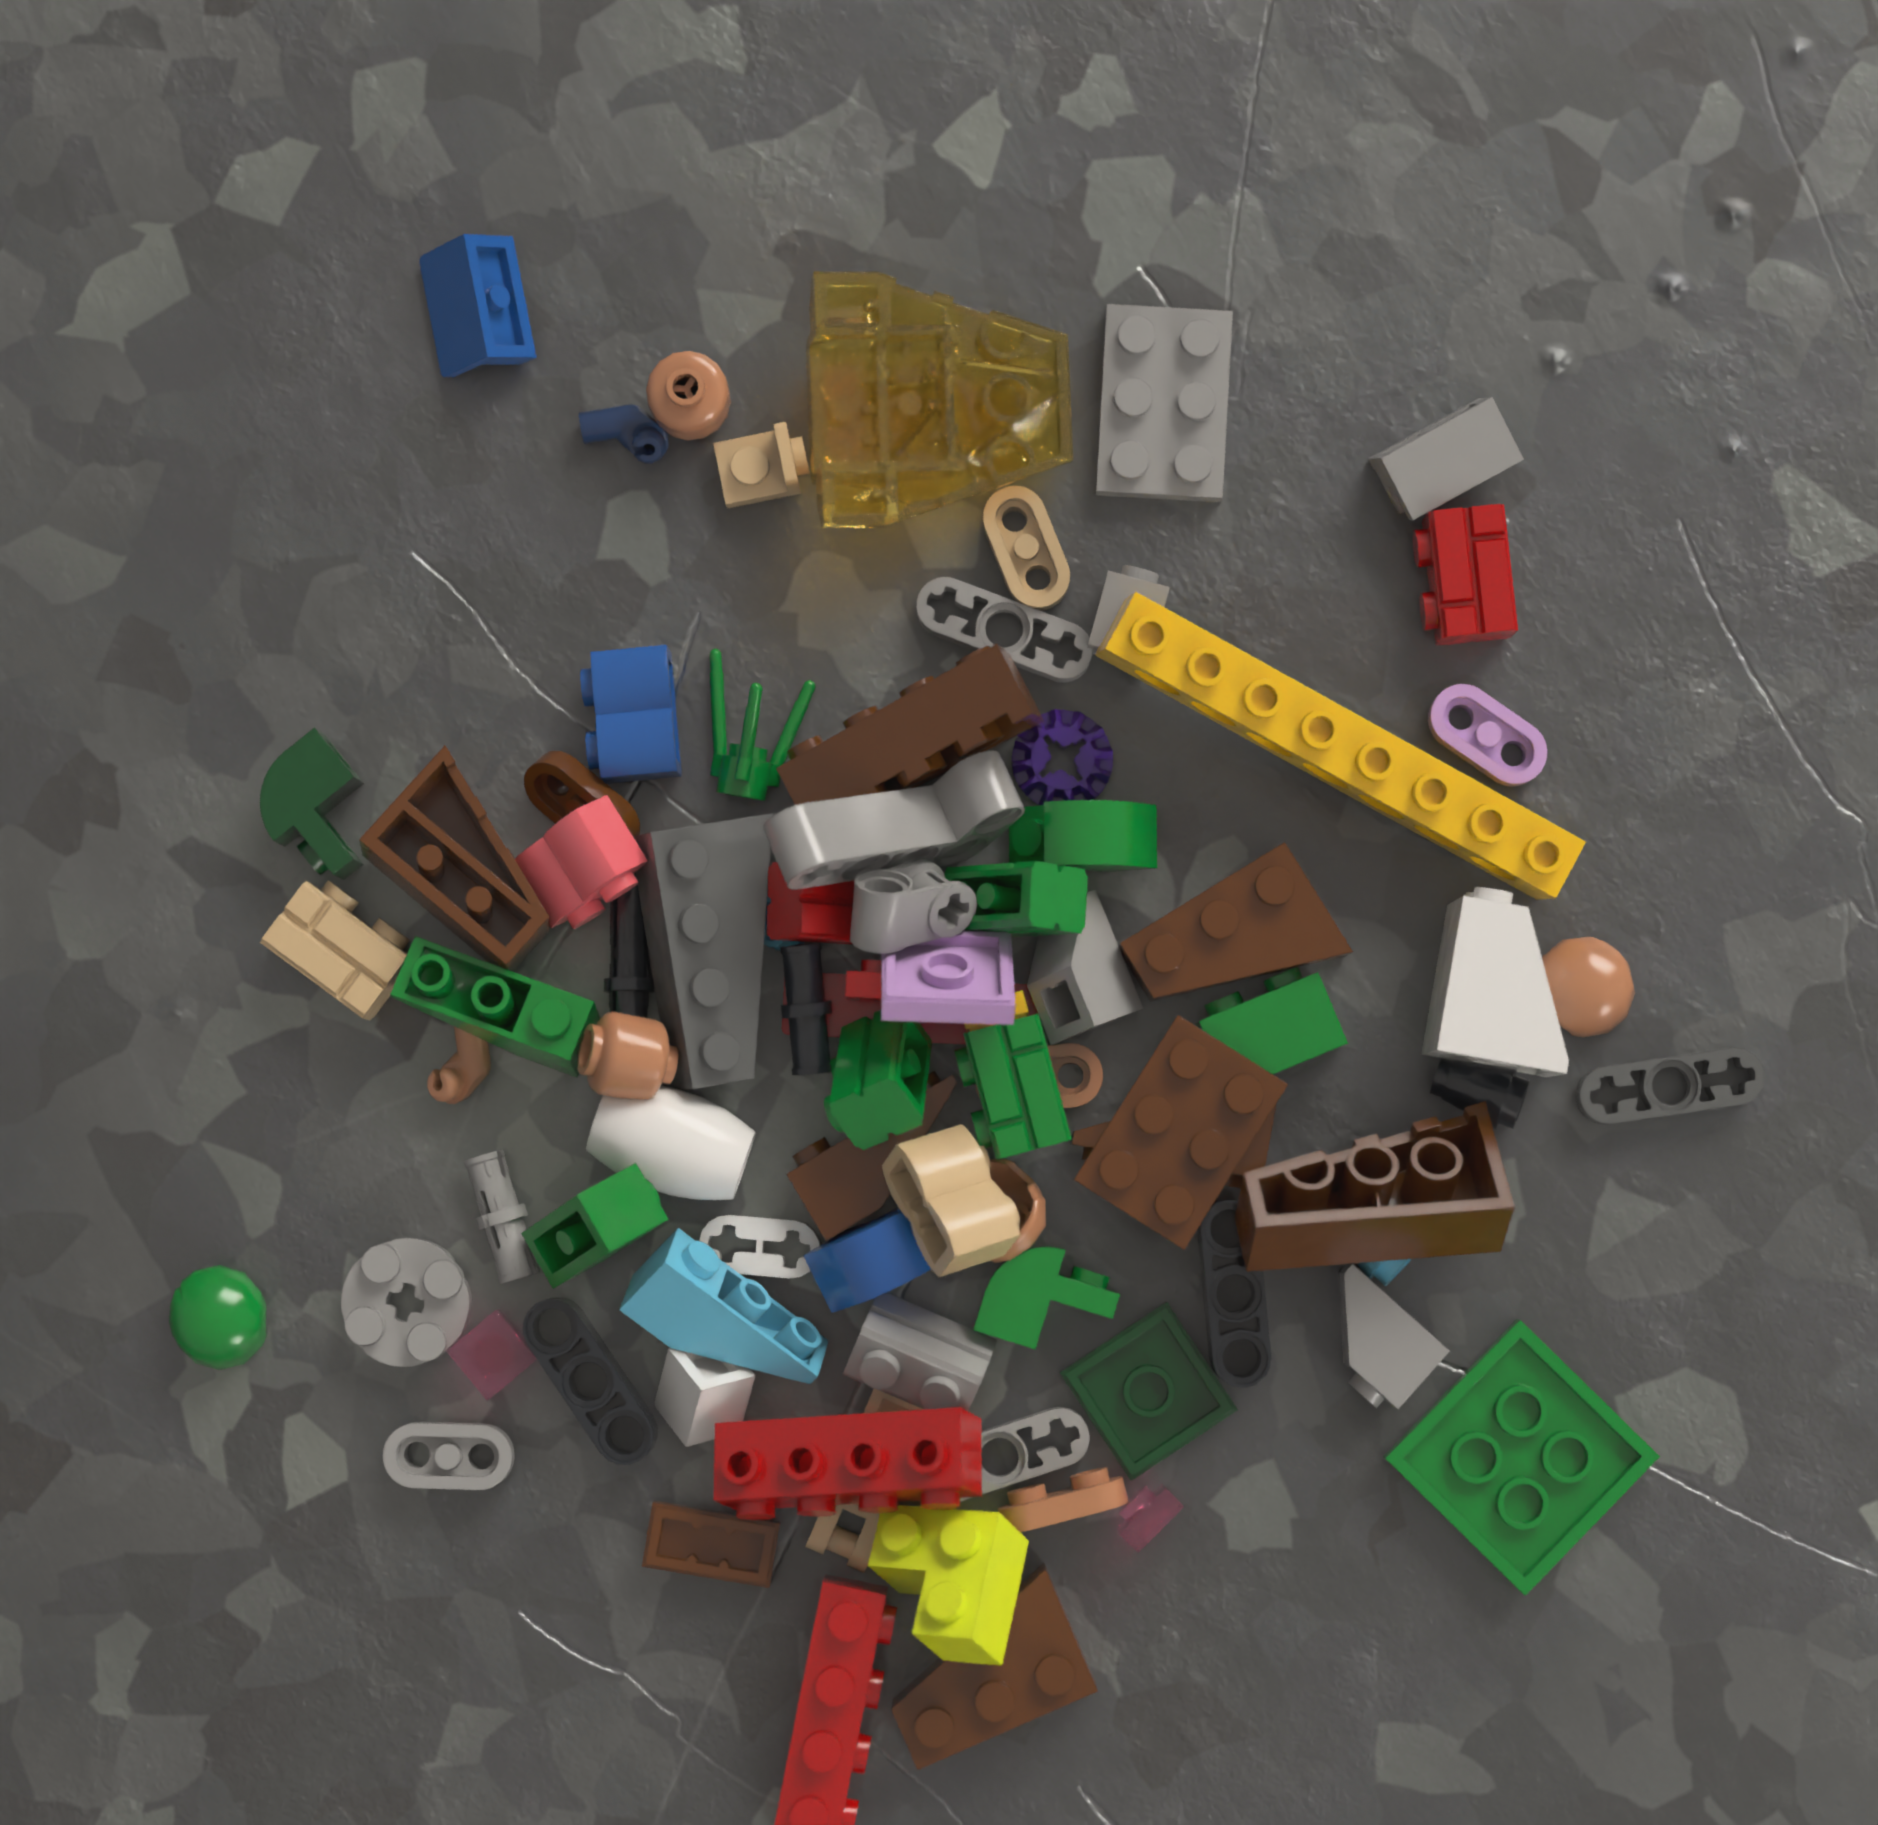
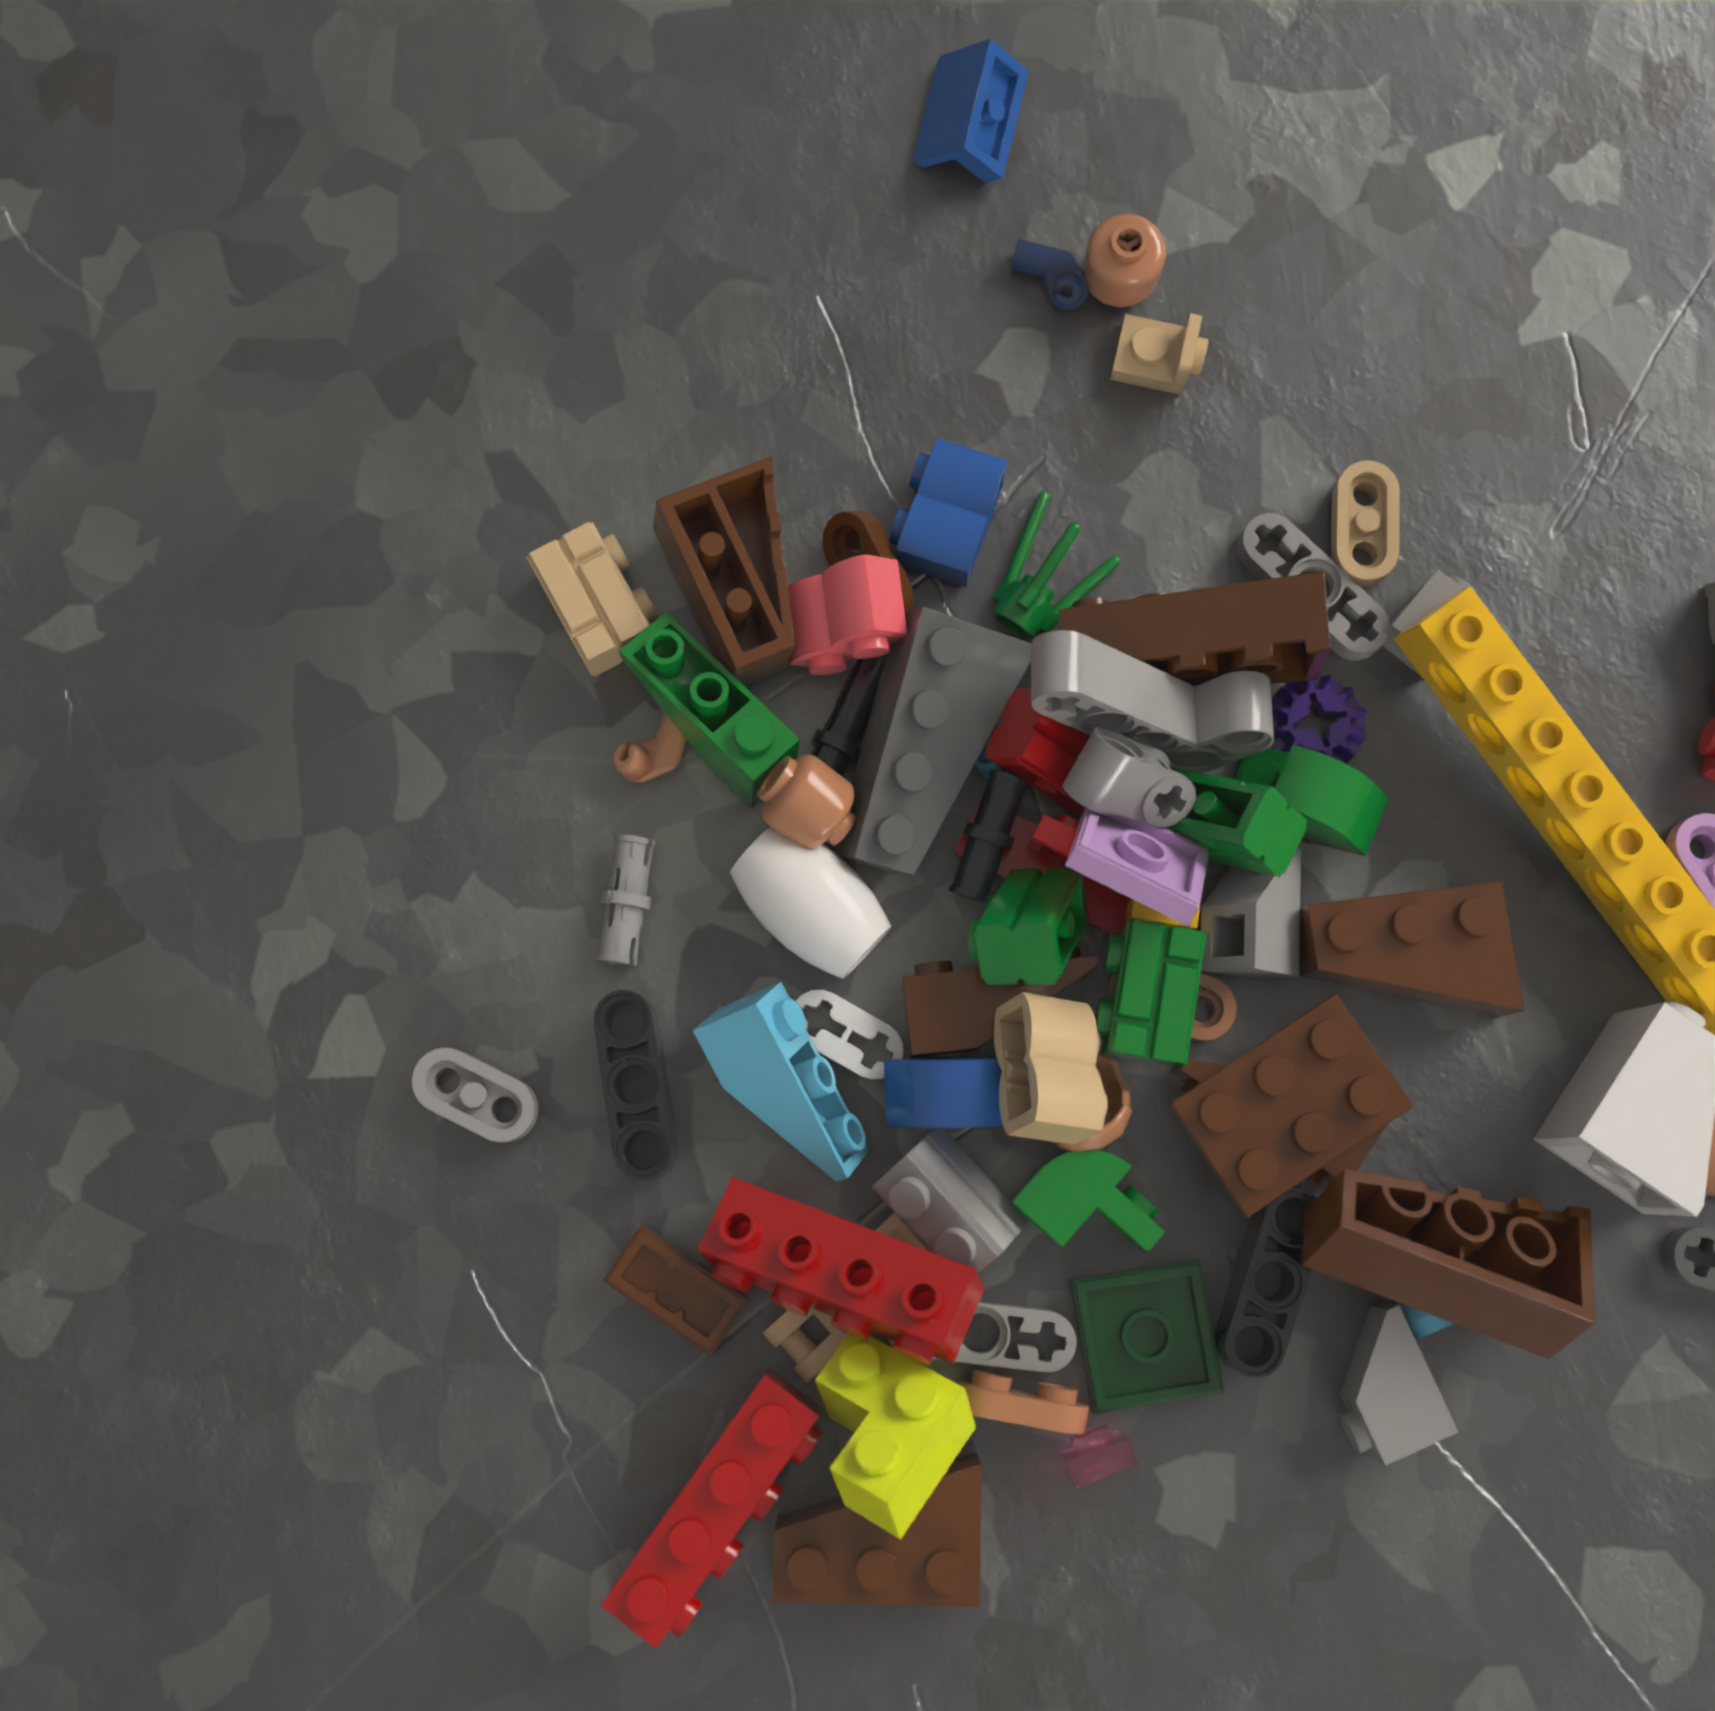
camera: 20 degrees right, 5 degrees down
(218, 1317) = (330, 875): green hair -> none
(297, 795) = (626, 448): dark green brick -> none
(386, 1270) = (507, 975): light grey plate -> none
(492, 1354) = (558, 1021): clear pink plate -> none
(595, 1225) = (707, 942): green brick -> none
(701, 1392) = (731, 1143): white panel -> none
(925, 400) = (1335, 349): clear yellow wedge -> none
(1164, 403) = (1541, 456): light grey plate -> none
(1279, 1026) = (1425, 1050): green brick -> none
(1473, 1083) = (1571, 1184): black cone -> none
(1521, 1456) = (1478, 1566): green plate -> none

